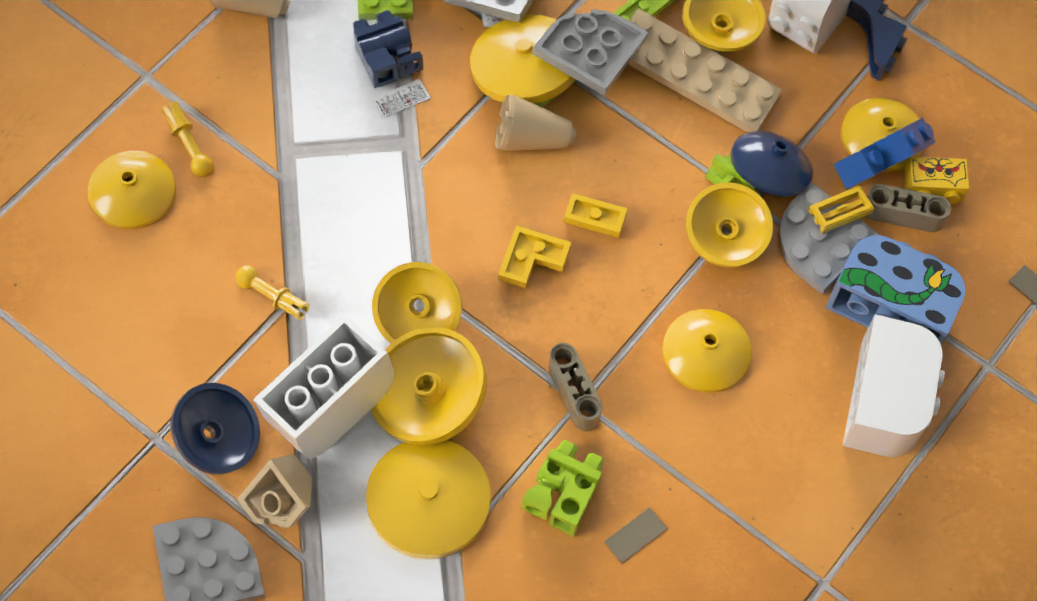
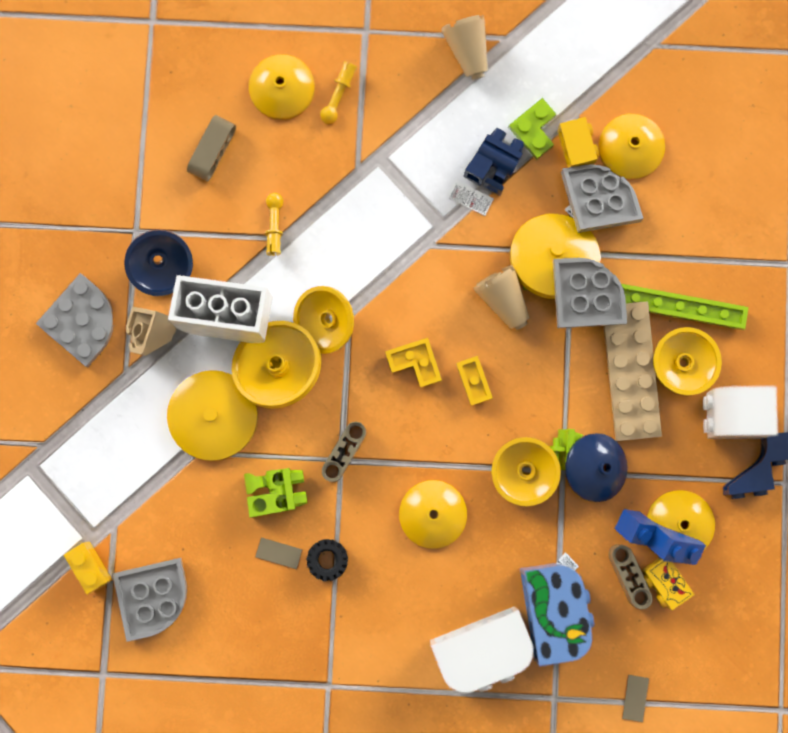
camera: 60 degrees right, 20 degrees up
(136, 295) = (211, 148): none -> dark tan beam
(681, 467) = (341, 560): none -> black tyre
(807, 251) = (568, 534): light grey plate -> none
(821, 219) = (611, 545): yellow tile -> none

